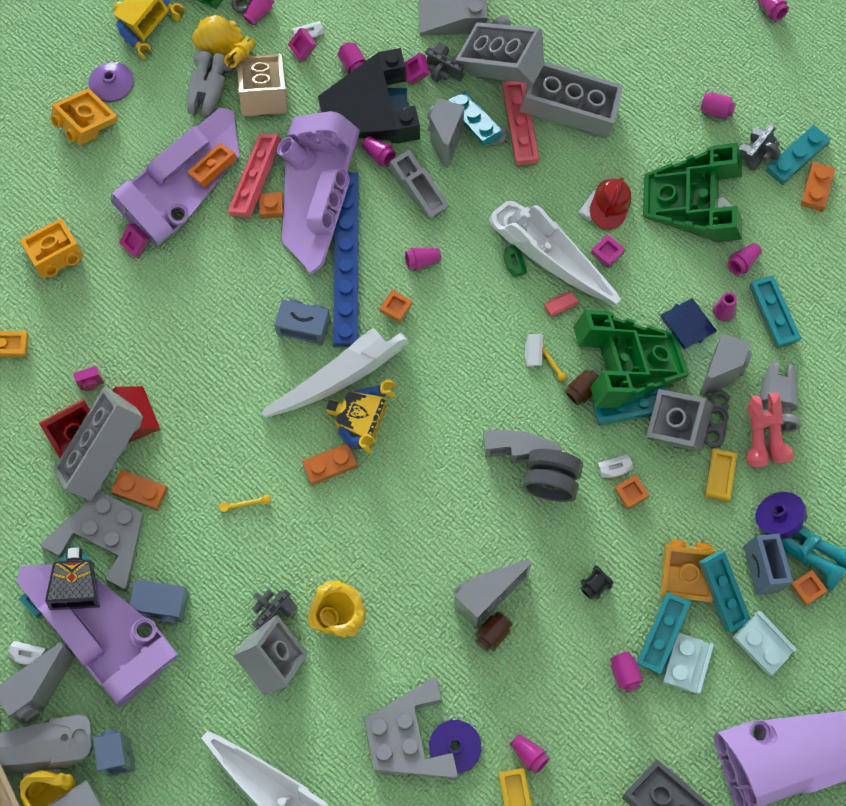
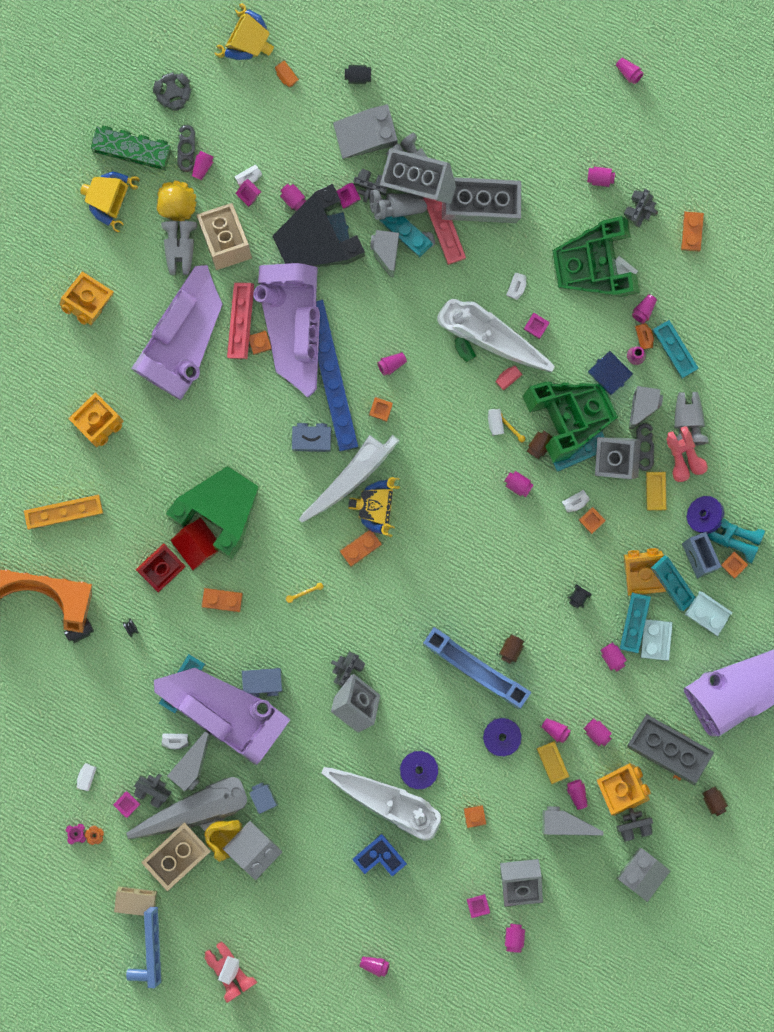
camera: 15 degrees left, 15 degrees up
(14, 497) = (130, 627): none -> black bush
(72, 583) = (200, 686): torso -> none
(88, 378) = (159, 522): dark pink plate -> none
(97, 444) = (183, 575): light grey slope -> none
(107, 525) = (208, 633): light grey wing -> none
(111, 89) = (100, 267): medium lavender dish -> none
(134, 240) = (160, 398): dark pink plate -> none
(172, 370) = (223, 501): none -> green wedge
(212, 165) = (204, 320): orange plate -> none
(239, 52) = (199, 213): yellow pin -> none
(333, 780) = (429, 767): none -> dark purple plate
(337, 610) = (395, 660): yellow hair -> none
(379, 151) = (335, 277): dark pink cone -> none
(397, 739) = (459, 739): light grey wing -> none
(418, 184) = (373, 300): light grey slope -> none
(469, 85) = (395, 205): none -> light grey piece
(473, 679) = (476, 669): none -> medium blue arch
(487, 591) = (499, 625): light grey slope -> none
(515, 443) = (501, 503): light grey slope -> none
(546, 426) = (518, 483): none -> dark pink brick
(552, 475) = (531, 519): dark grey wheel -> none
(585, 769) = (597, 732): none -> dark pink brick
(610, 203) = (530, 282): red piece -> none
(740, 289) = (645, 336): none -> orange piece
(798, 154) = (672, 205): teal plate -> none

